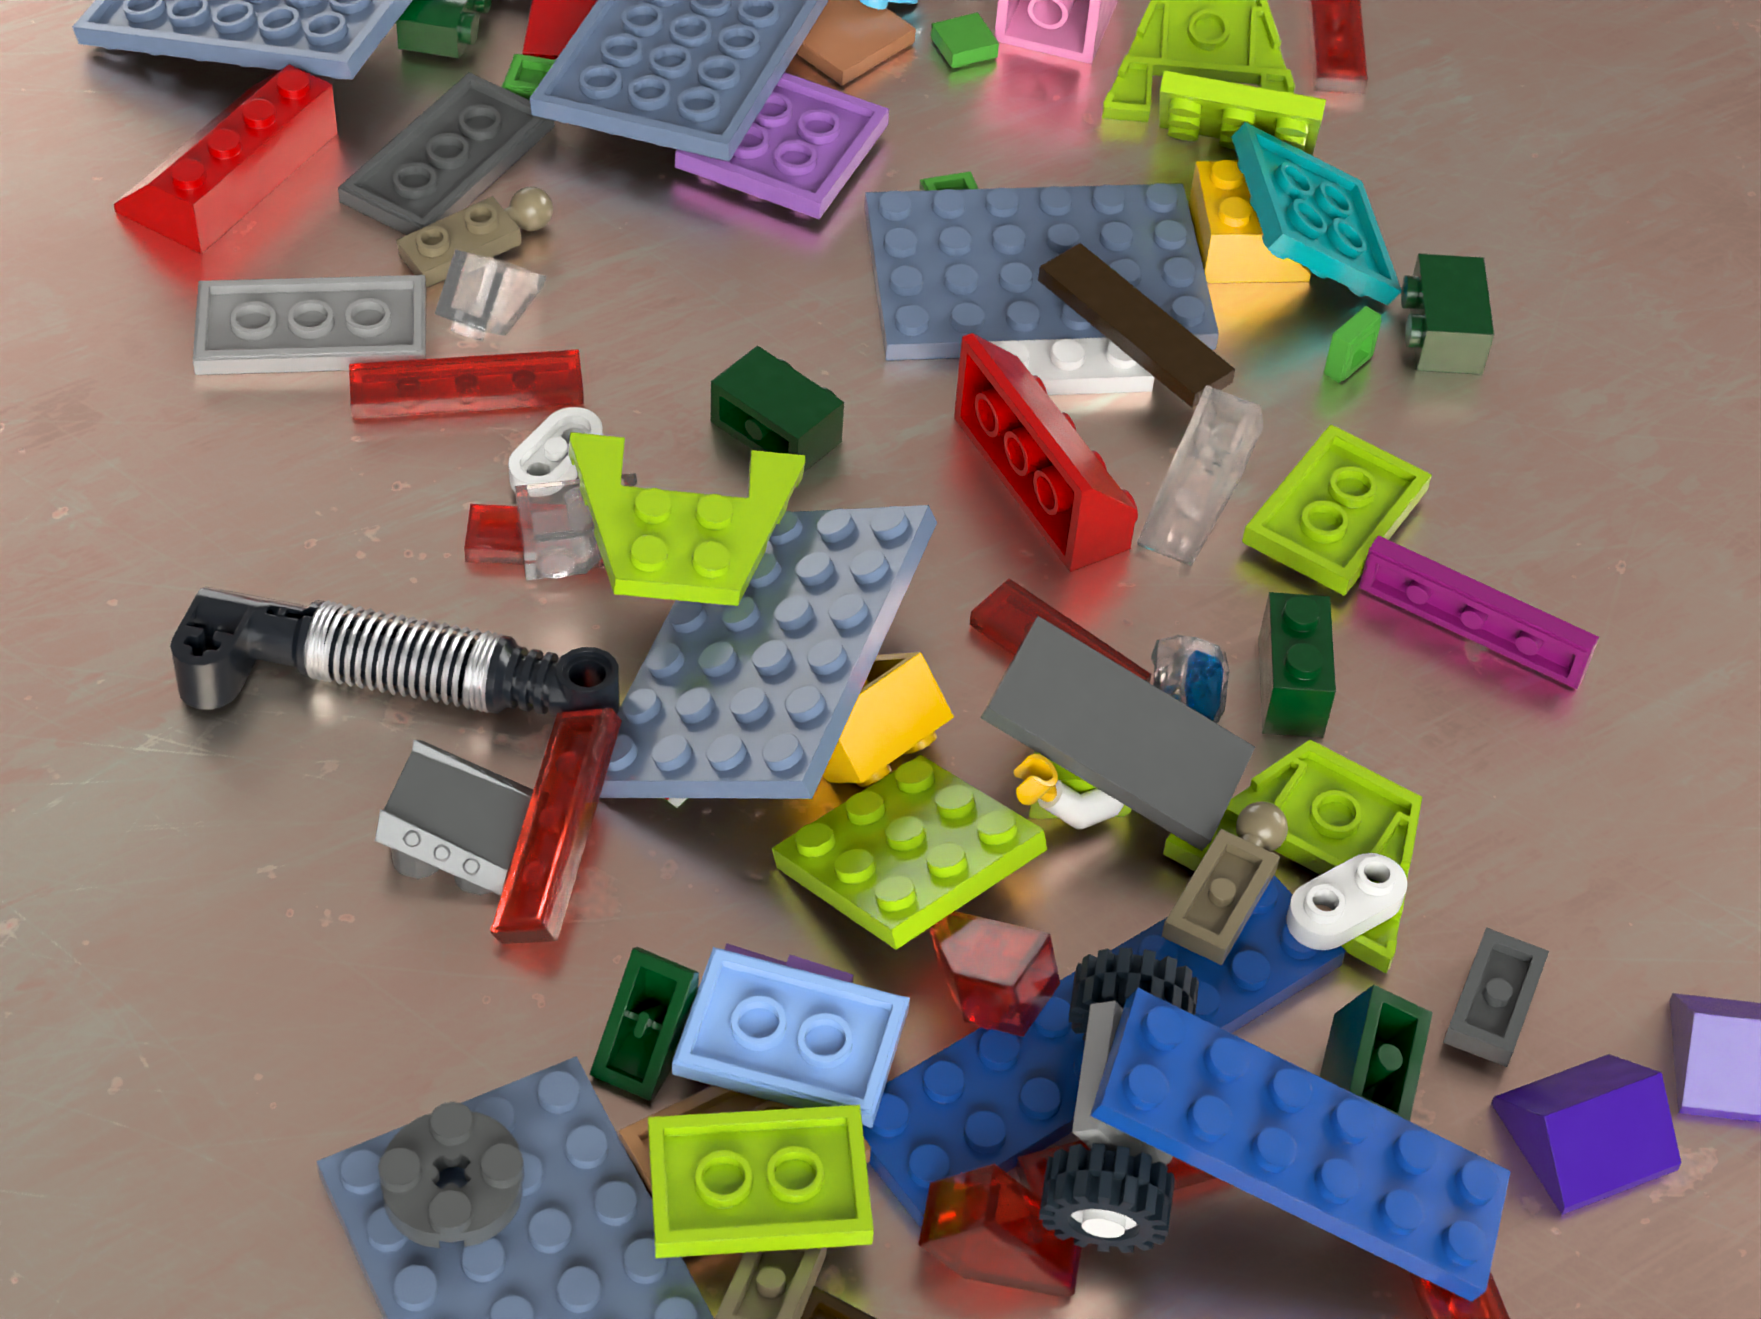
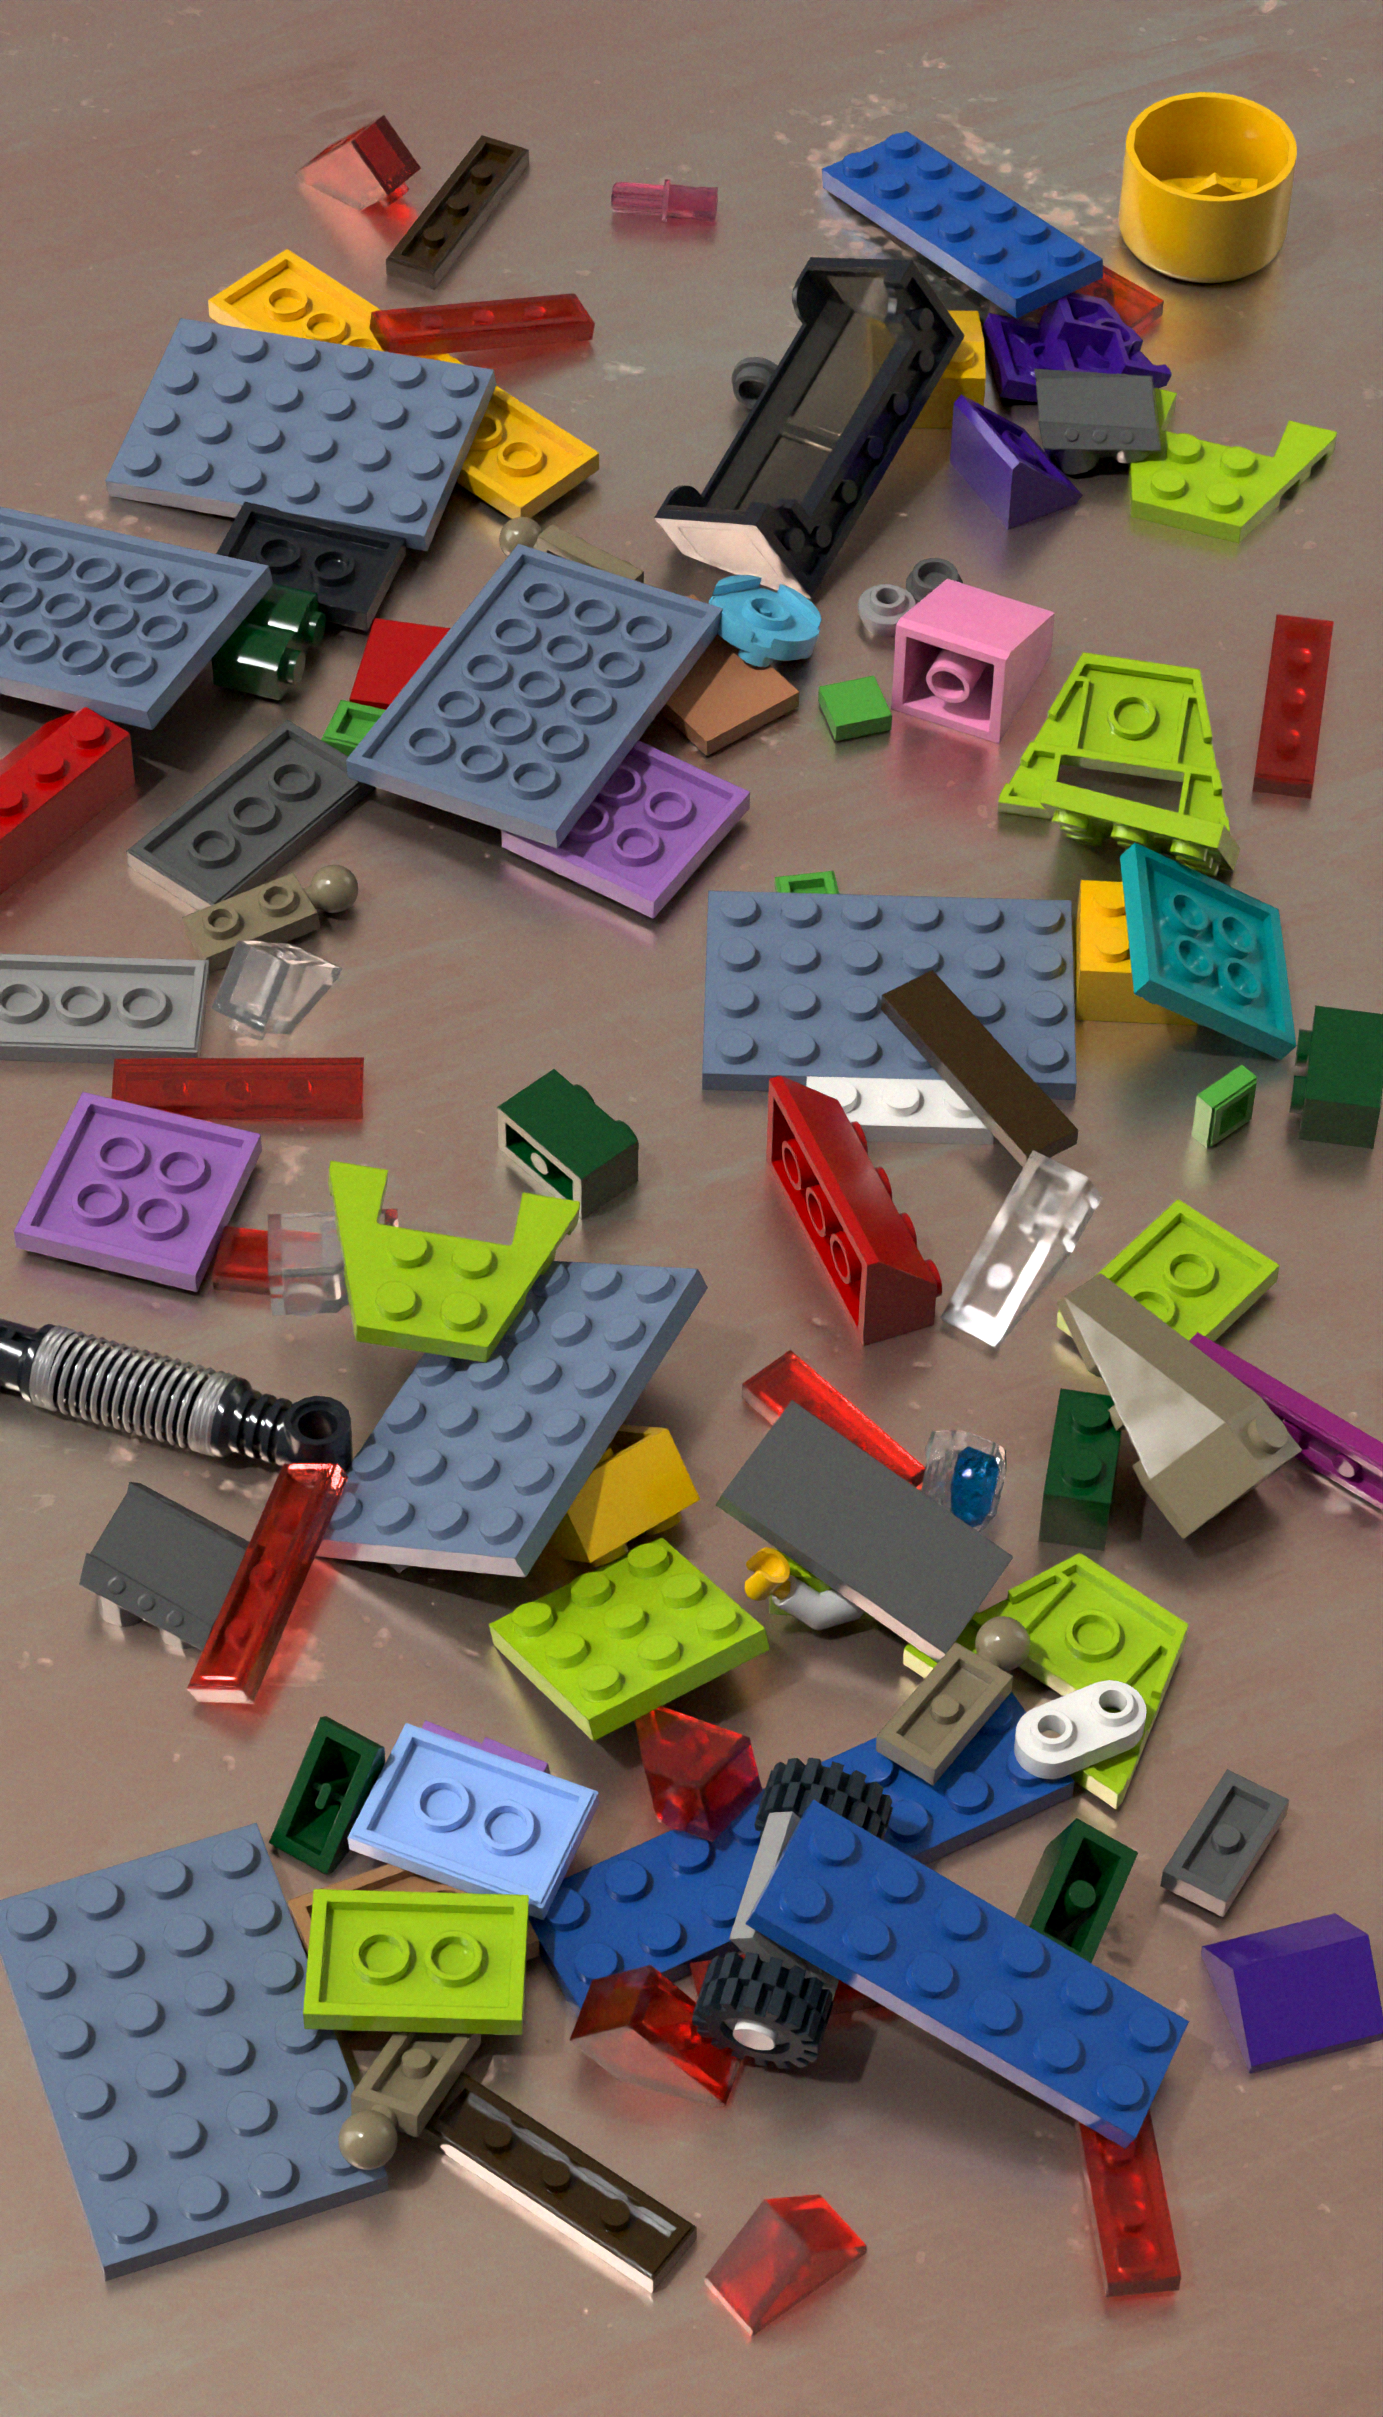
camera: 10 degrees right, 0 degrees up
(385, 479) = (138, 1191): none -> medium lavender plate
(451, 1214) = (107, 1895): dark grey plate -> none
(545, 452) = (308, 1171): white plate -> none
(1398, 616) = (1190, 1420): none -> dark tan wedge

